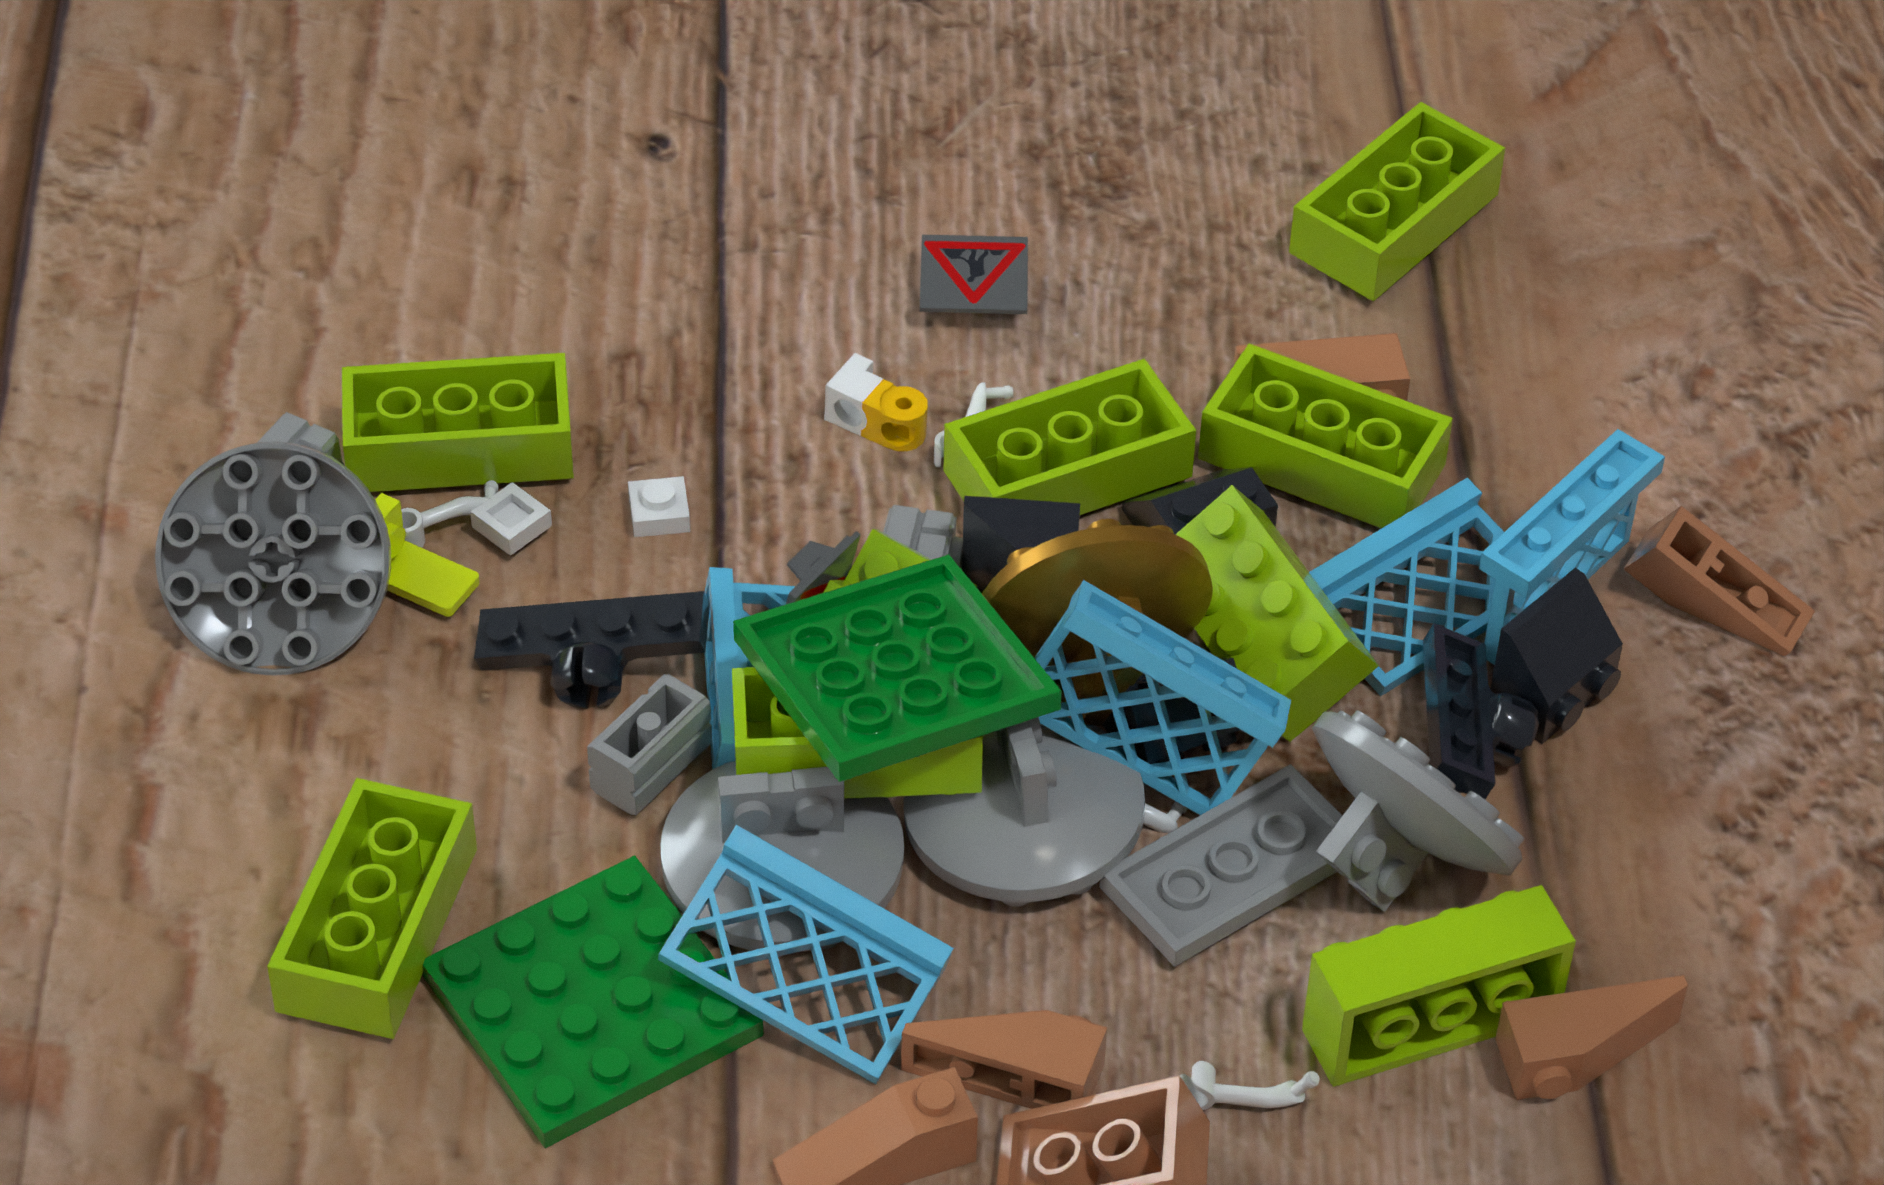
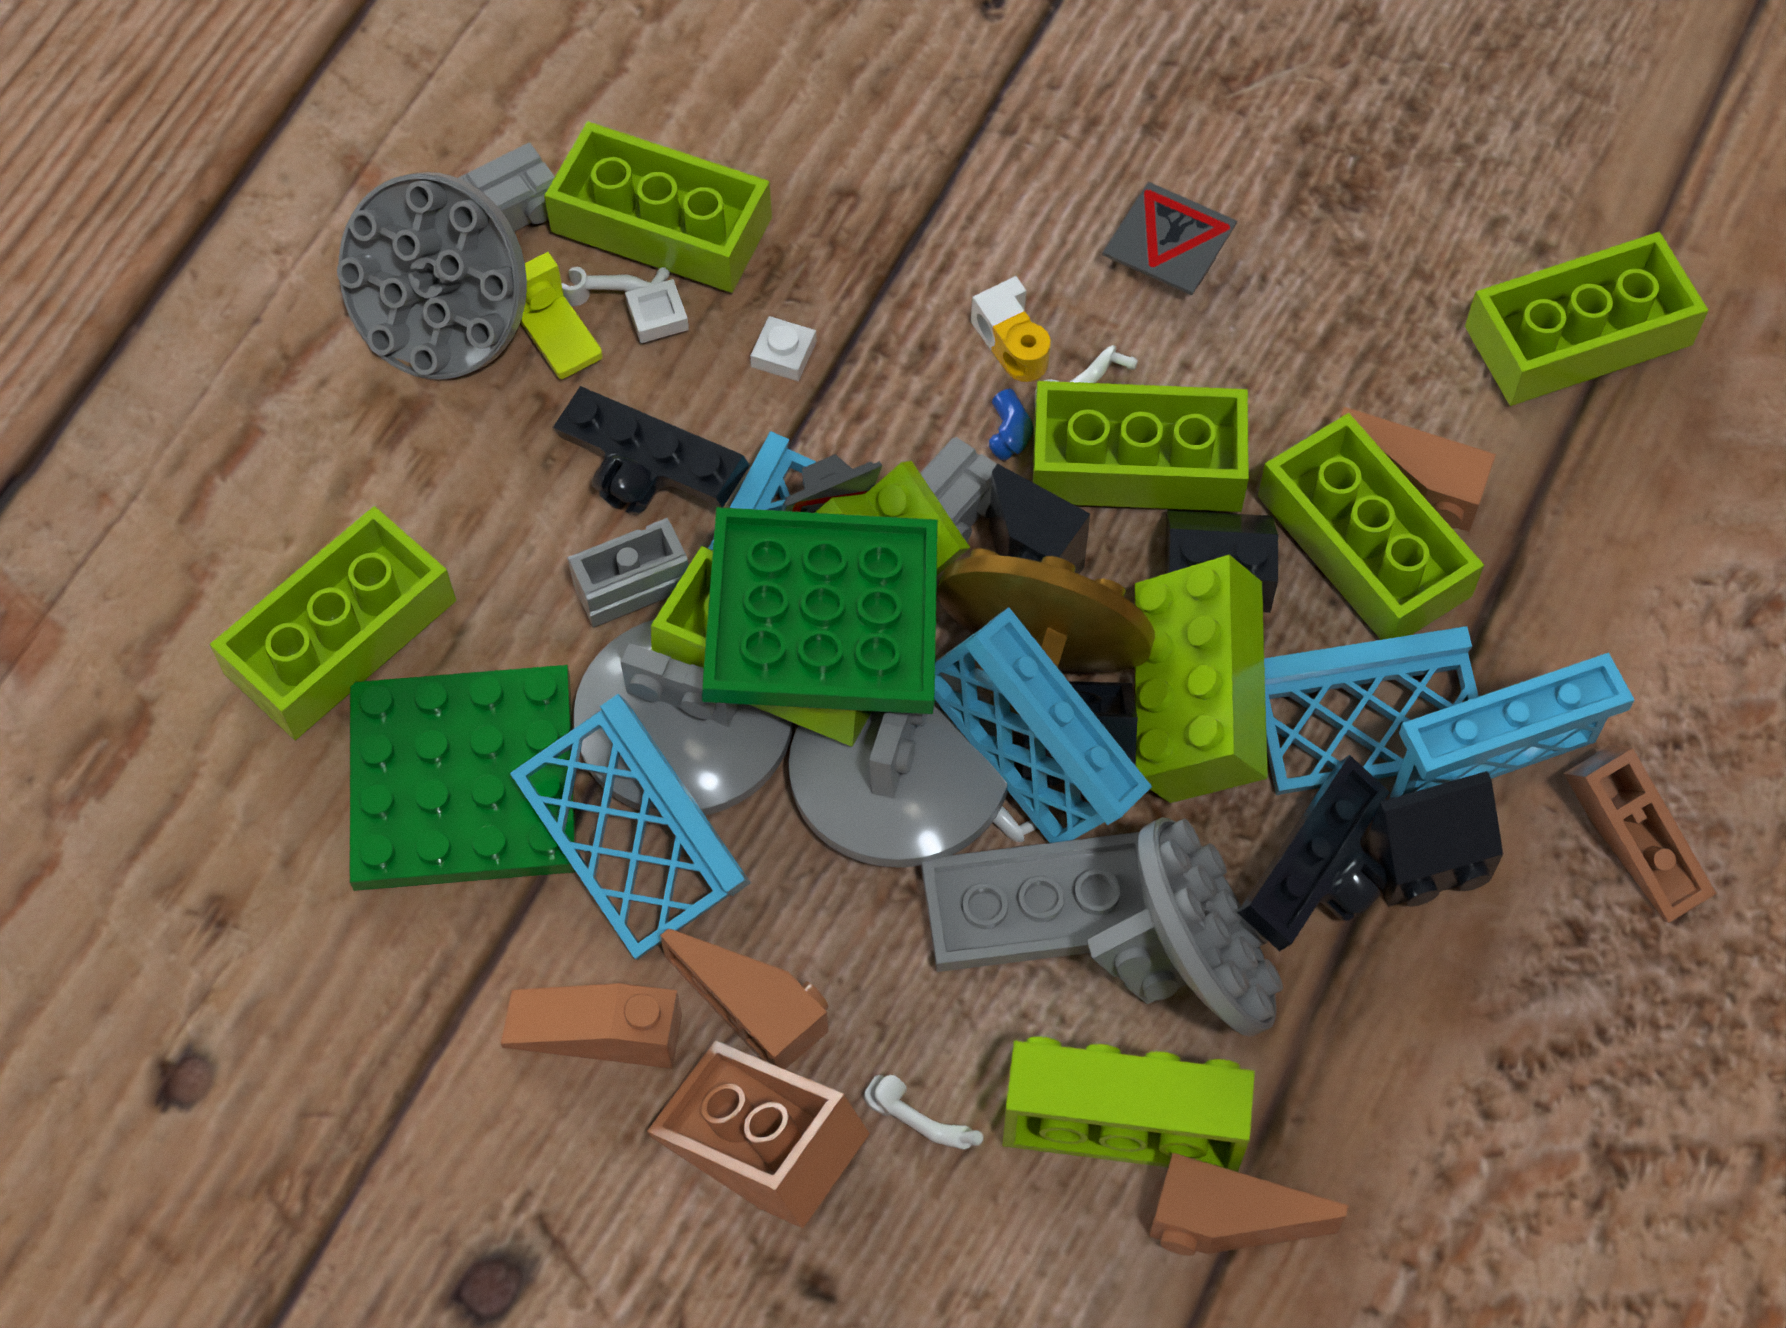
camera: 30 degrees right, 15 degrees up
(932, 482) = (1016, 426): none -> blue arm

